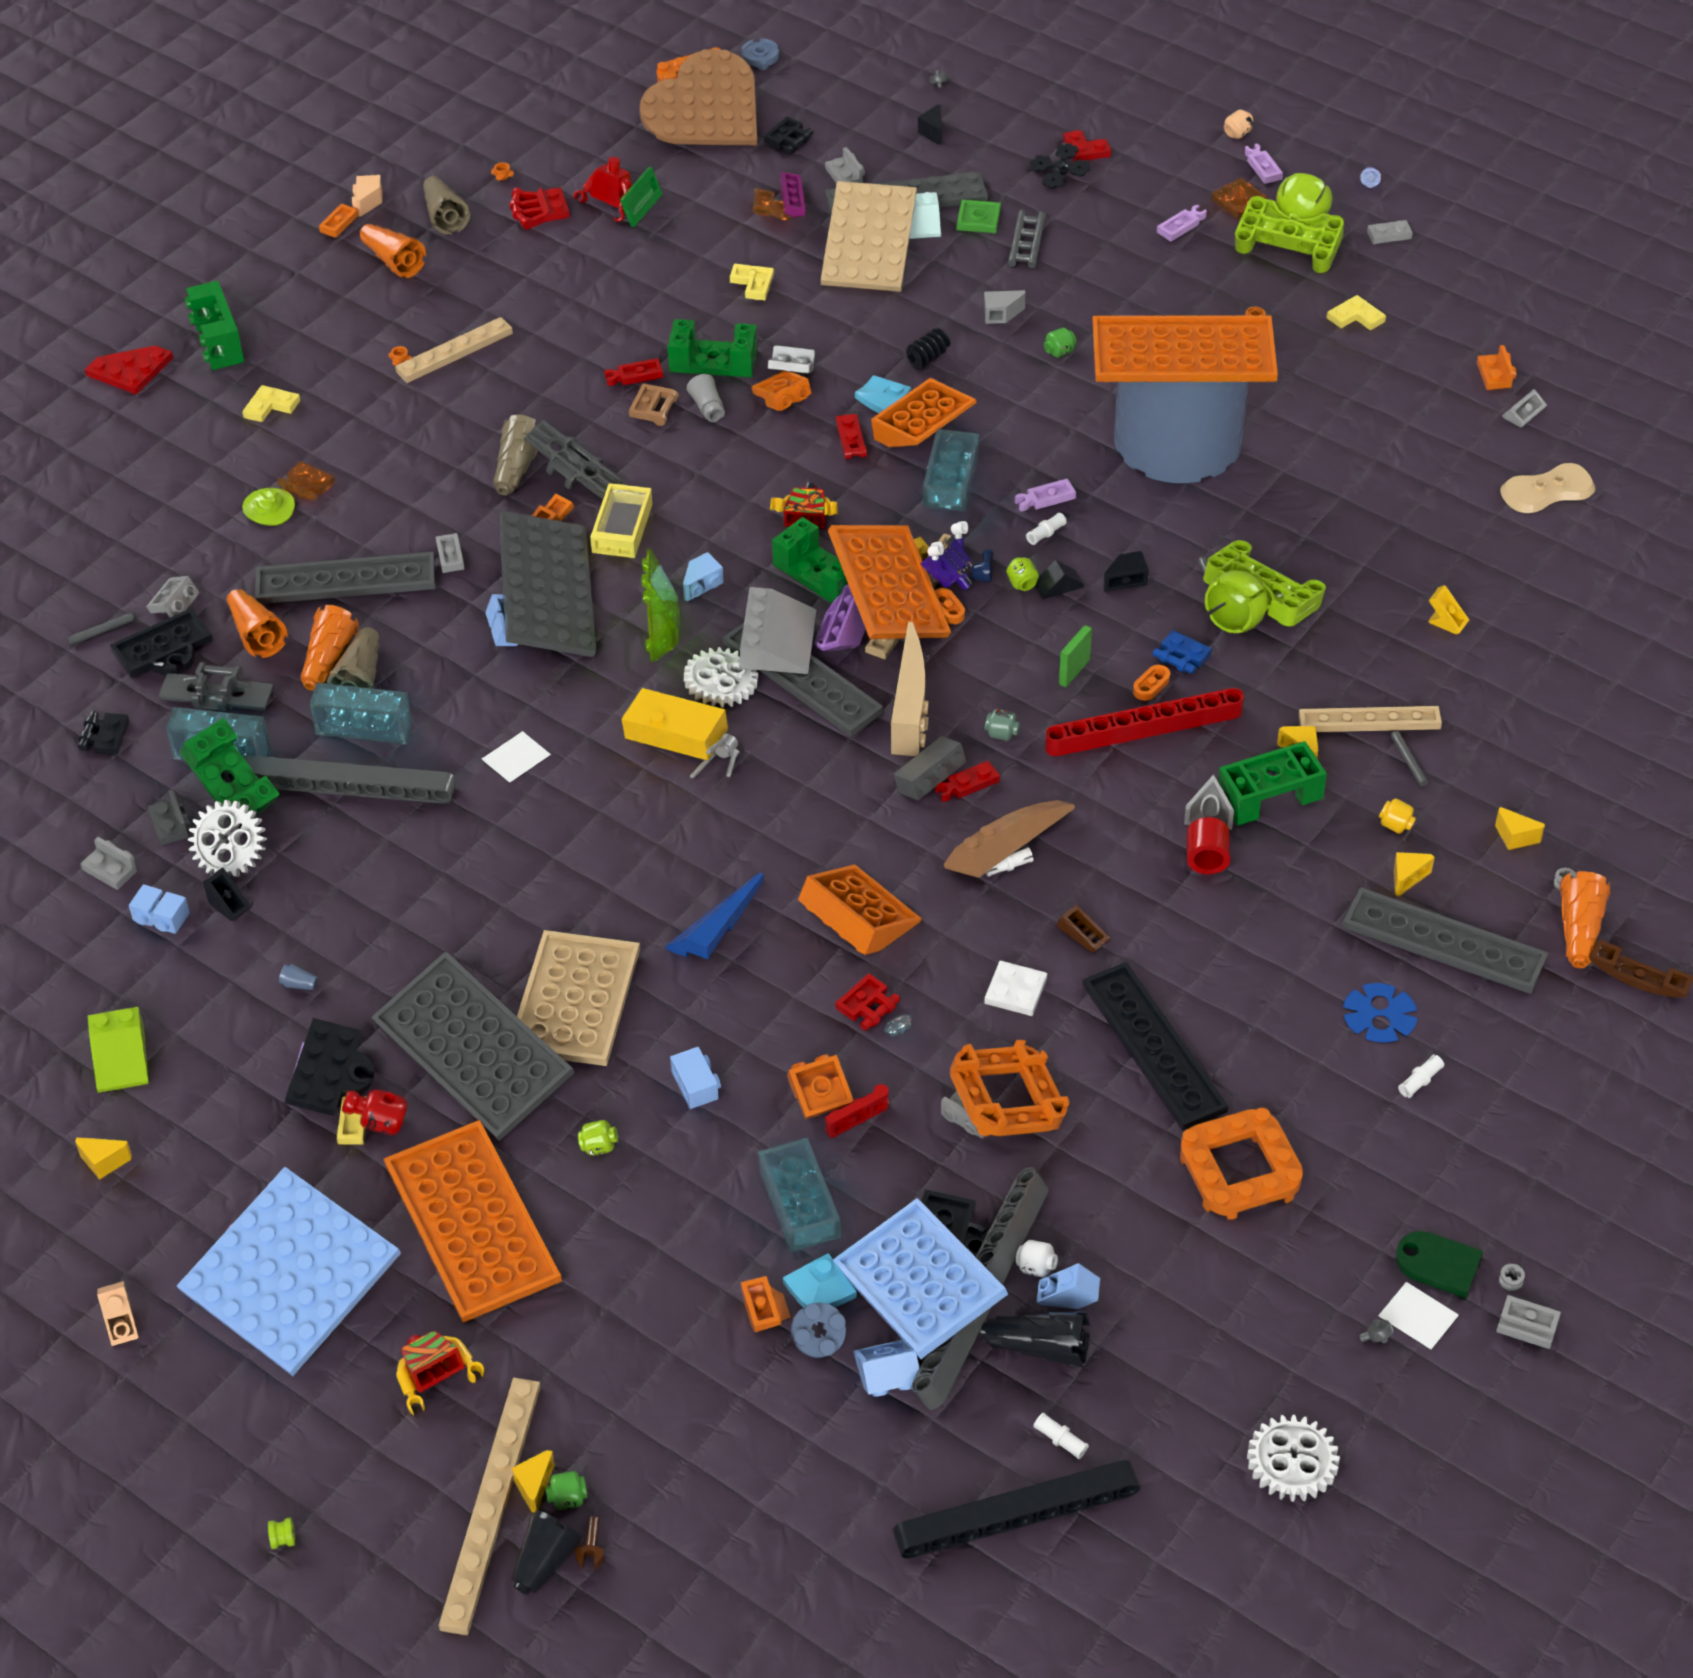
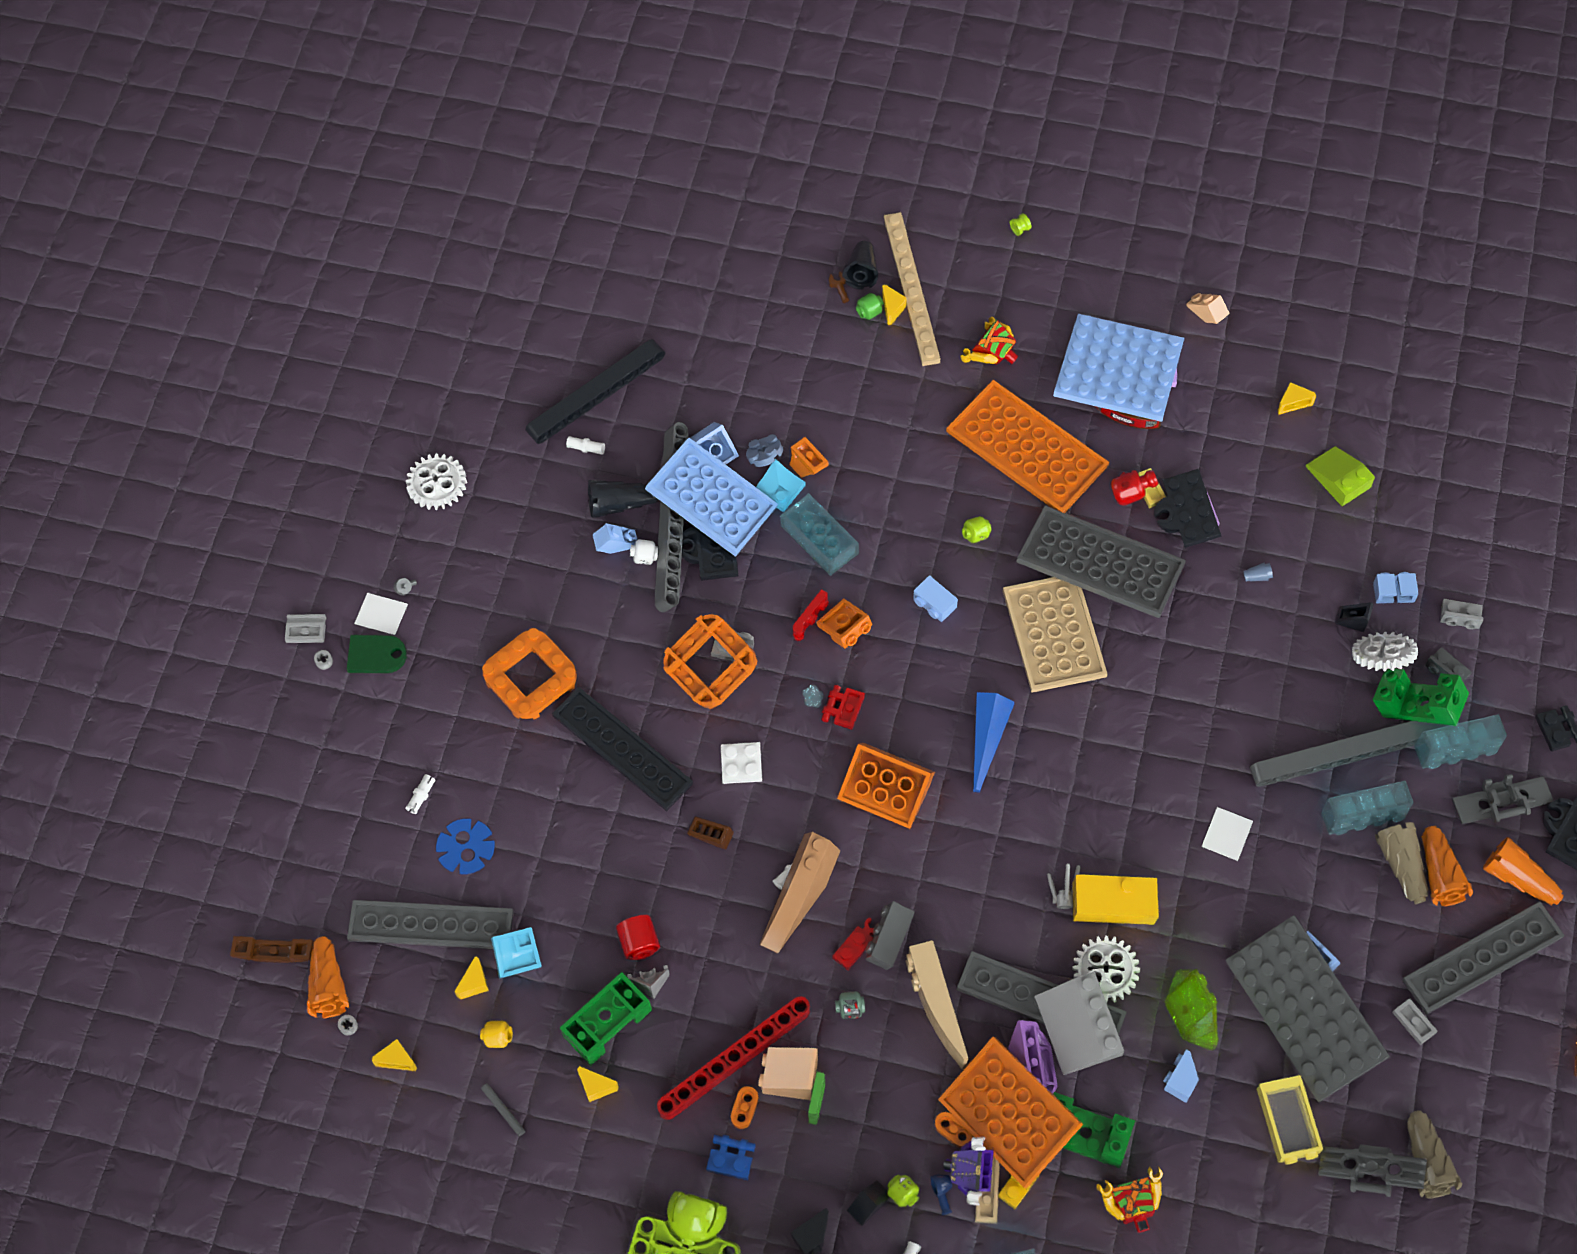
camera: 160 degrees right, 15 degrees up
(555, 509) = (1358, 1108): orange slope -> none
(1090, 685) = (789, 1072): none -> light nougat slope
(1350, 879) = (515, 952): none -> medium azure plate
(1371, 718) = (546, 1137): tan plate -> none

